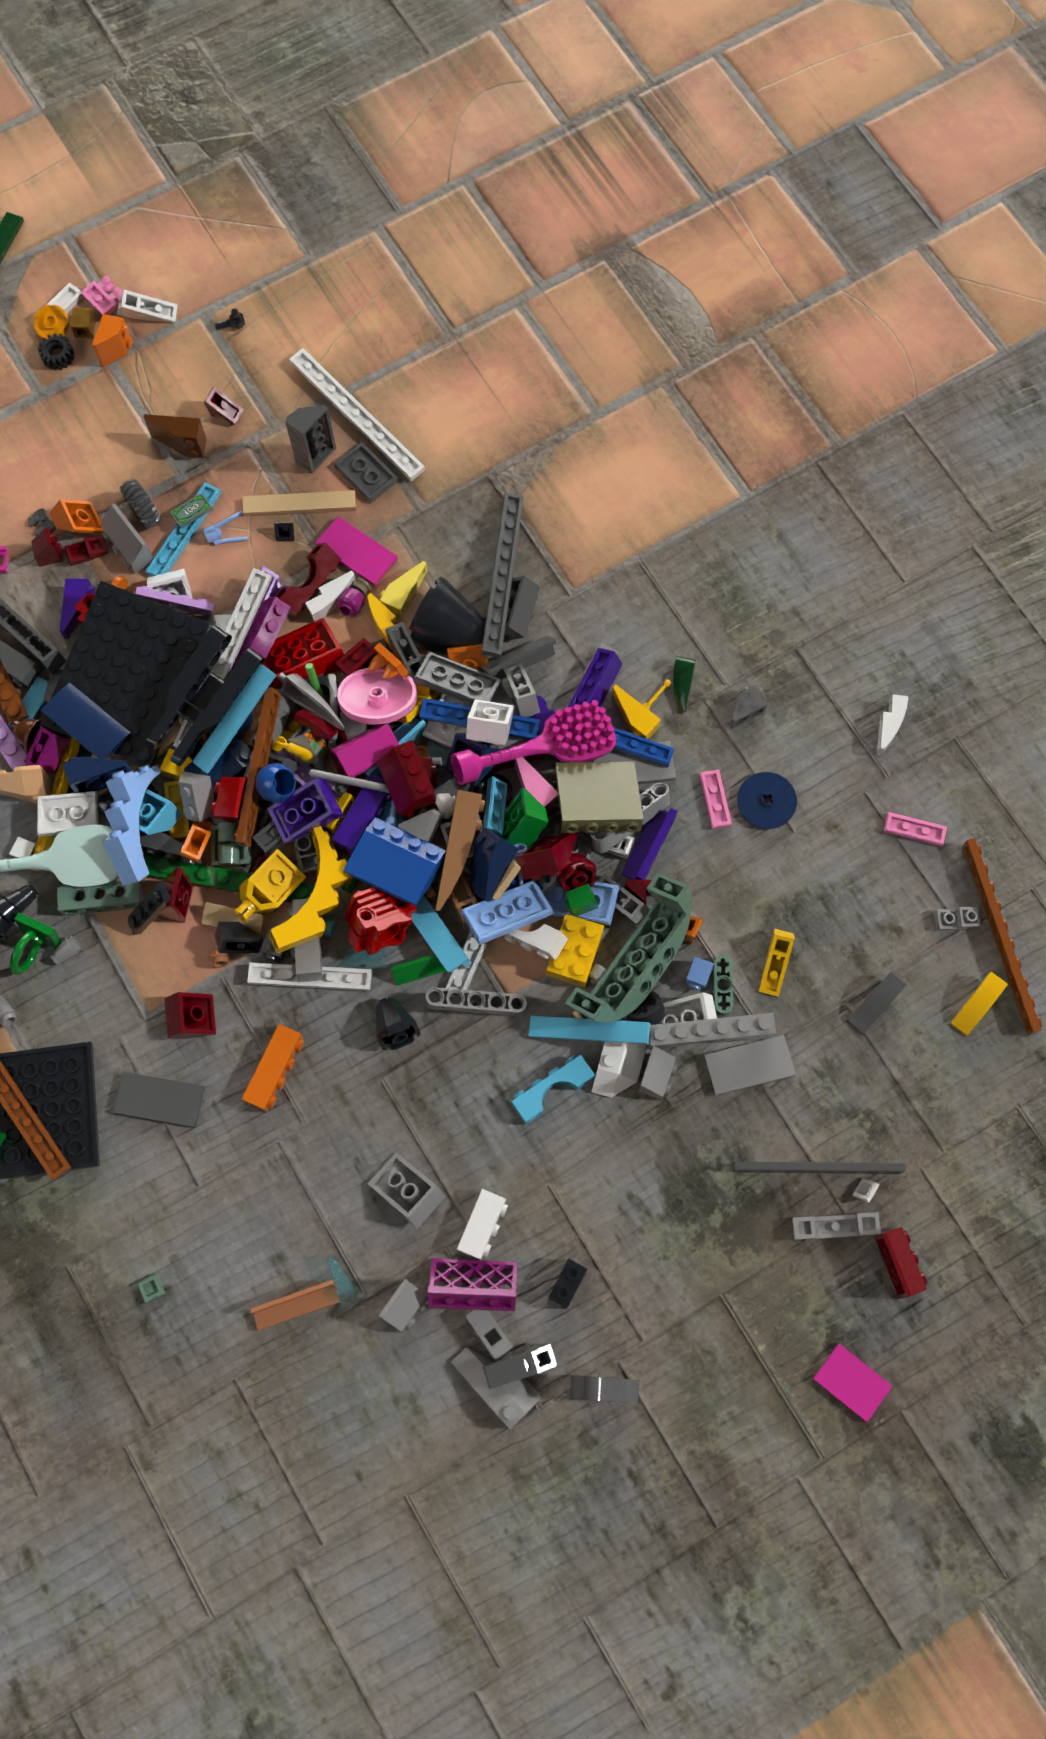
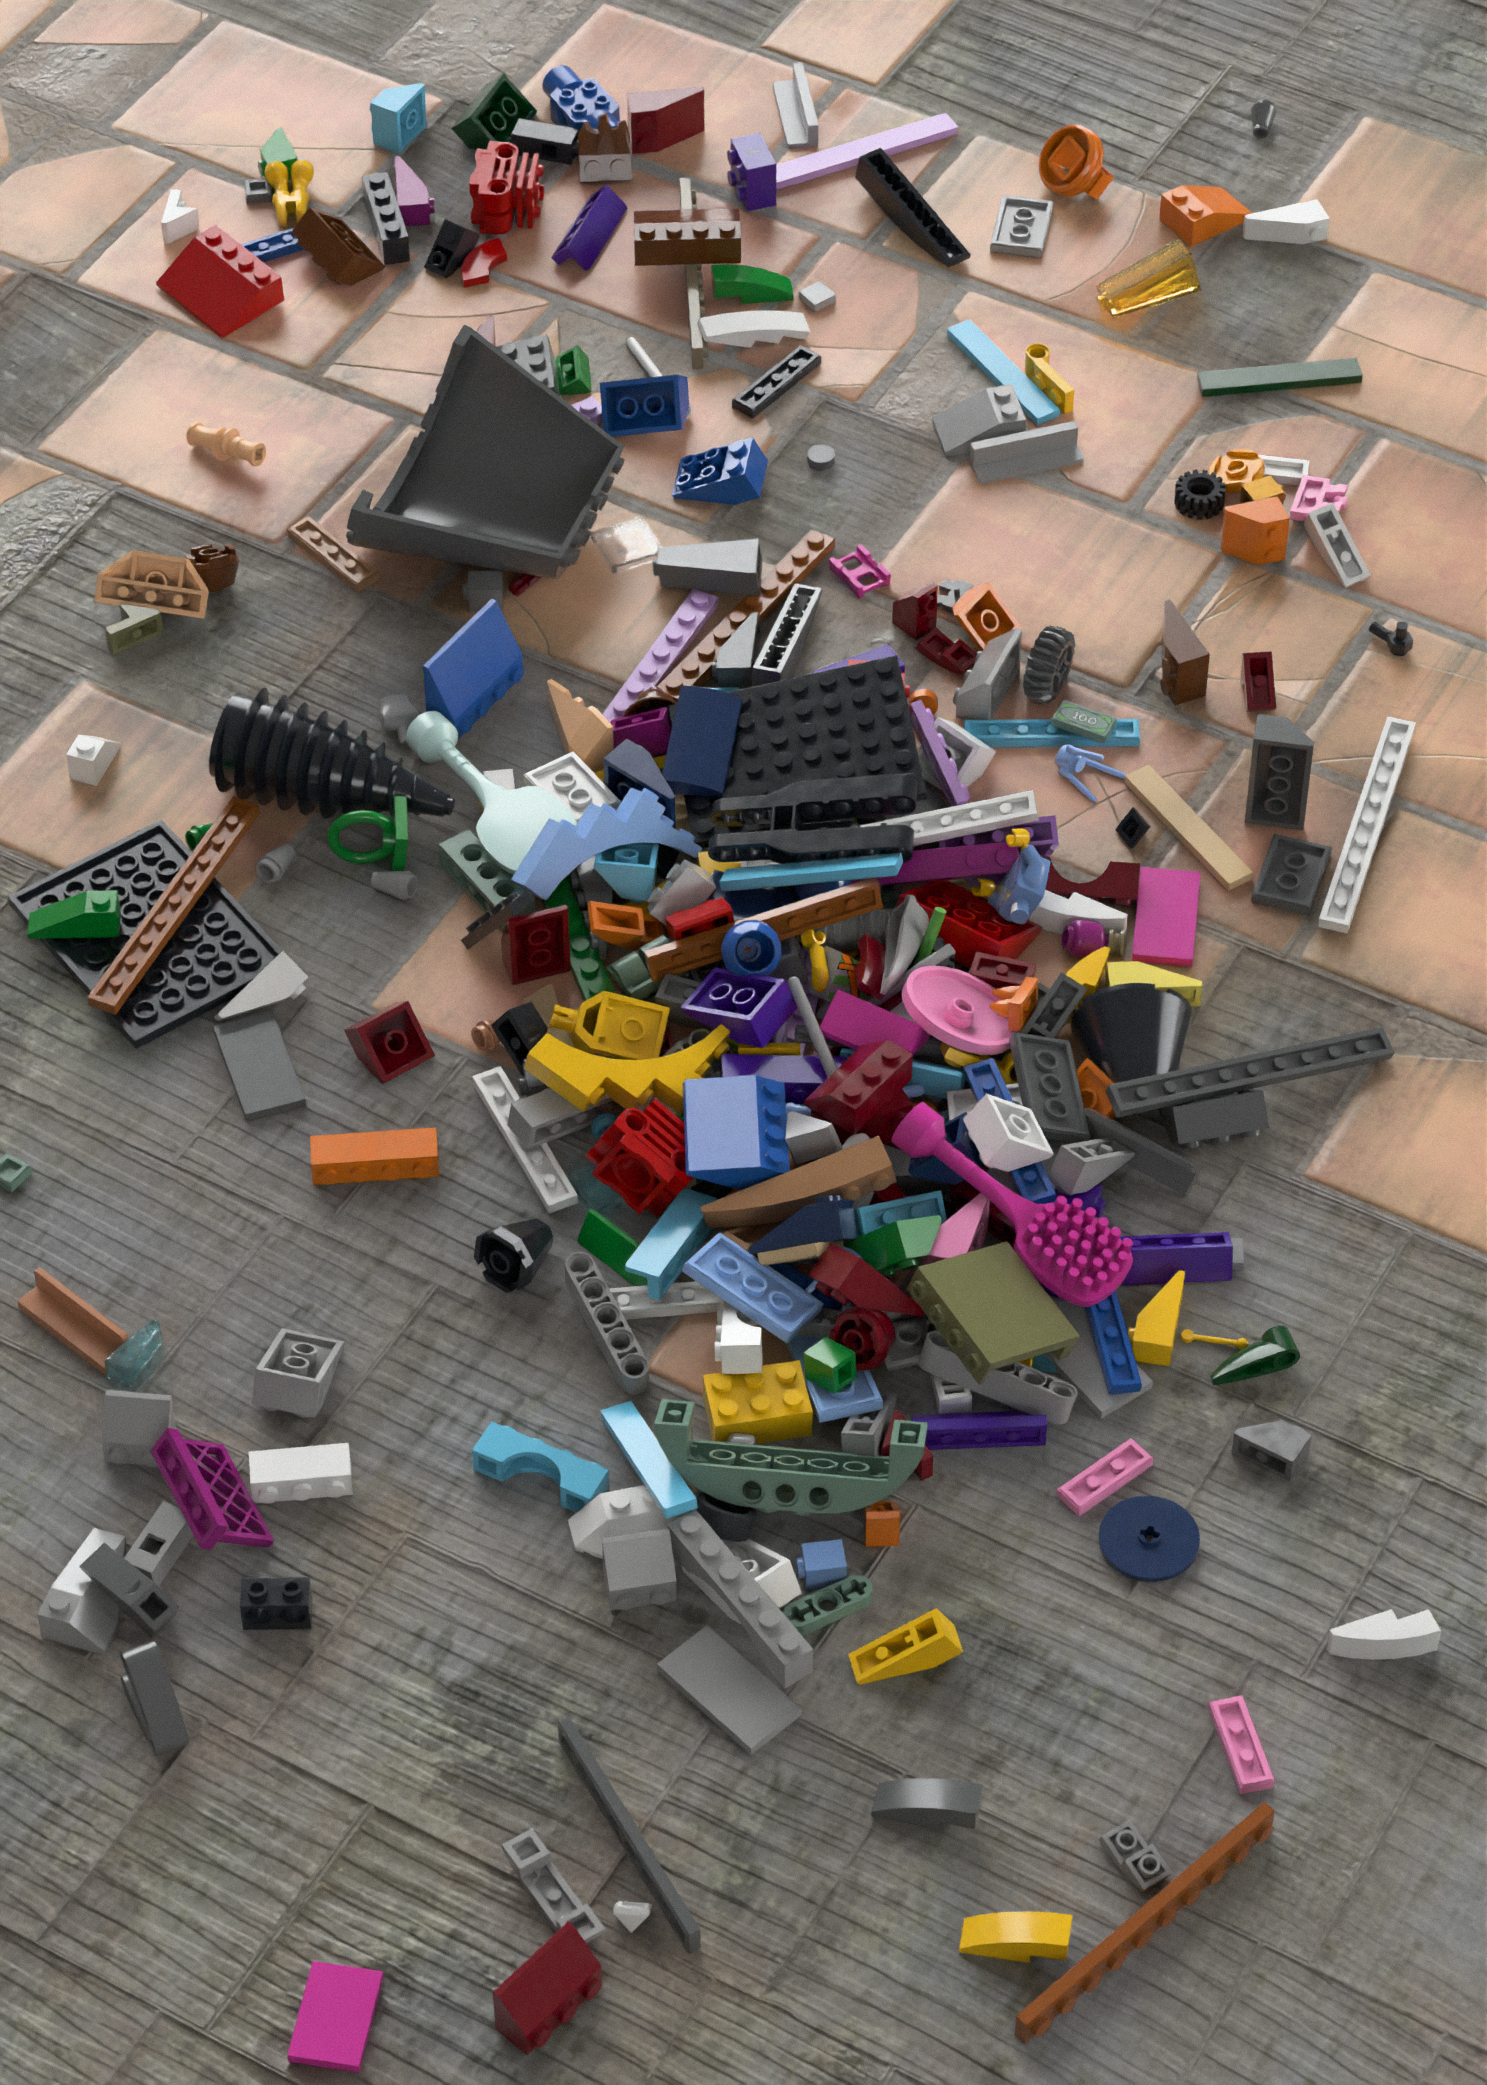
camera: 60 degrees right, 25 degrees down
(106, 1068) = (271, 986): none -> white slope
(304, 614) = (1023, 884): none -> medium blue torso

